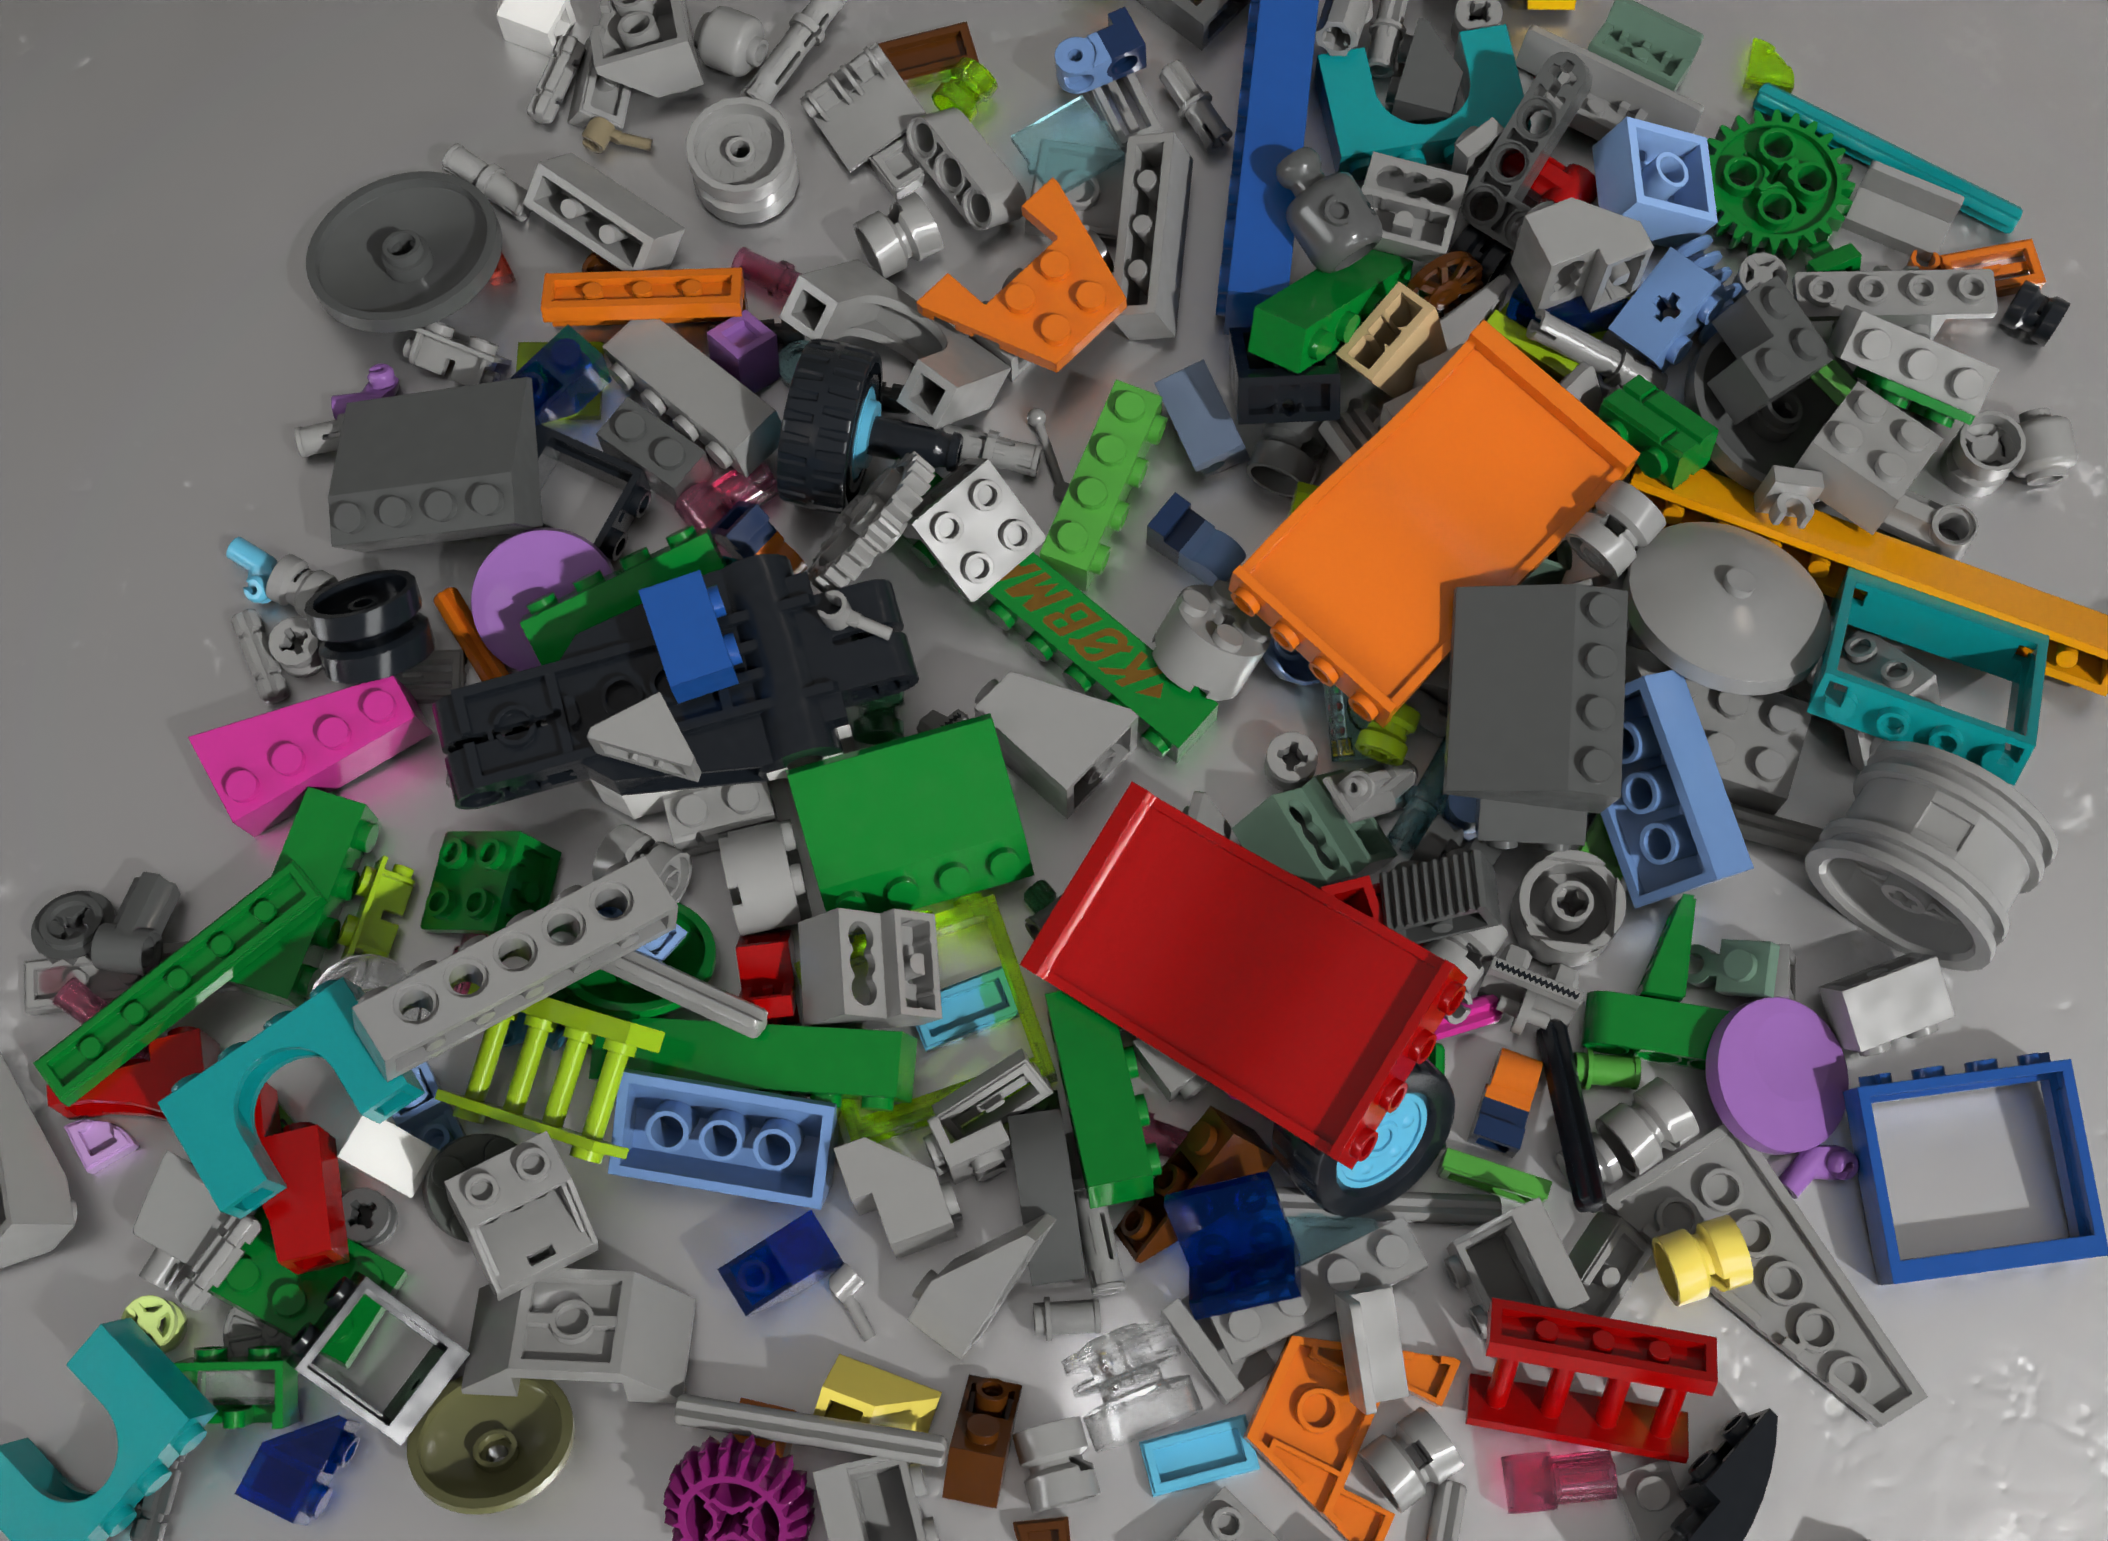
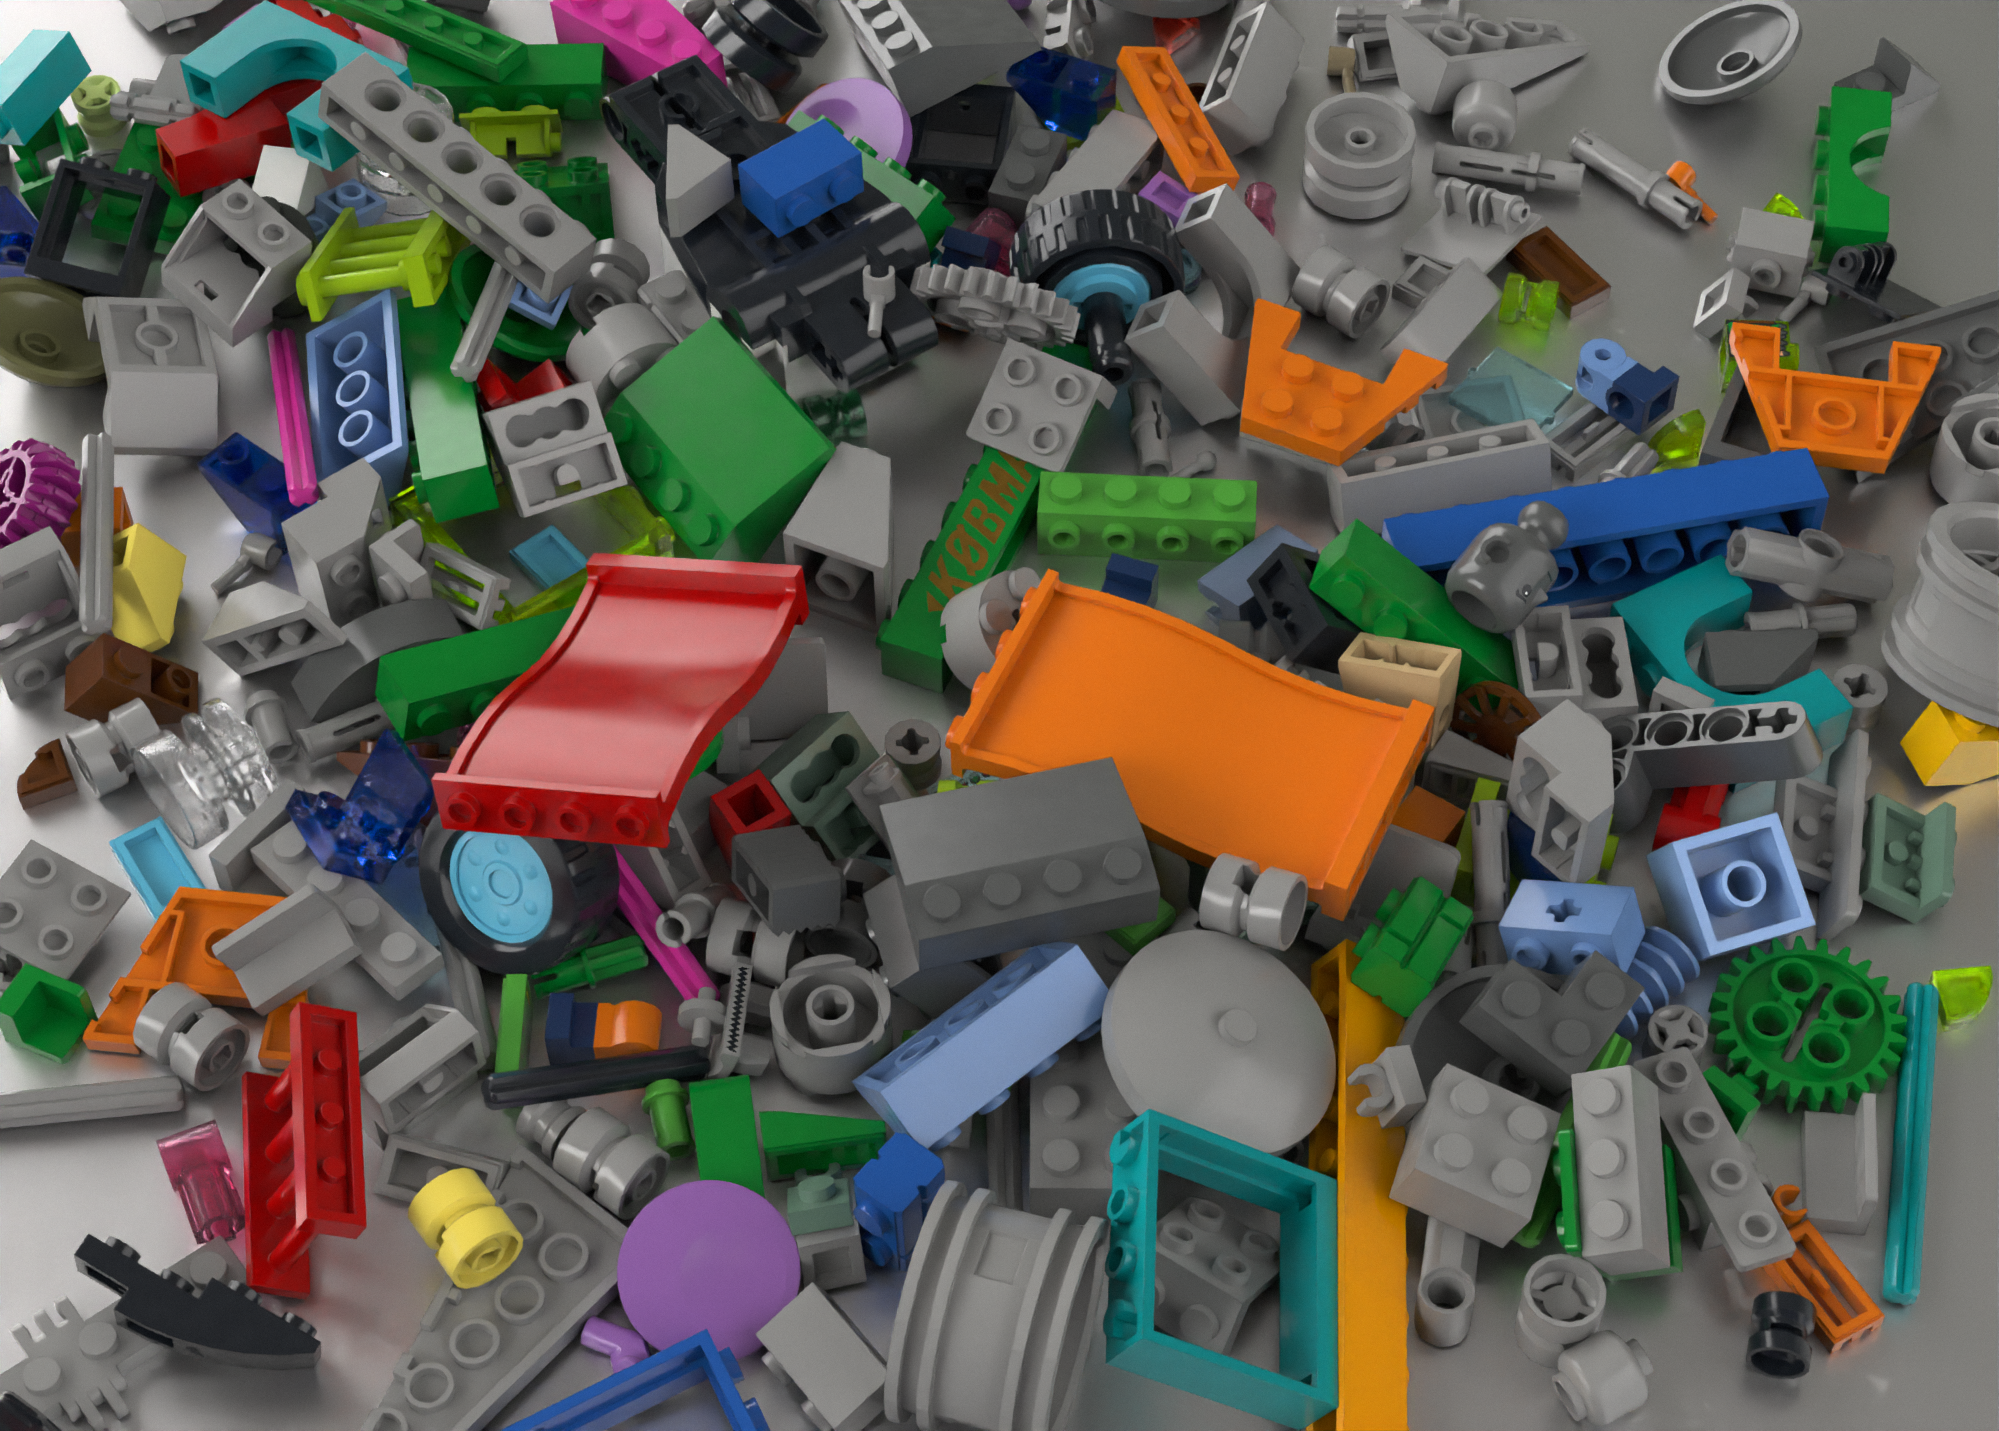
camera: 70 degrees right, 20 degrees down
(723, 1210) = (292, 418): none -> dark pink axle
(1163, 38) = (1679, 439): none -> clear neon green tile
(1768, 902) = (895, 1199): none -> blue brick

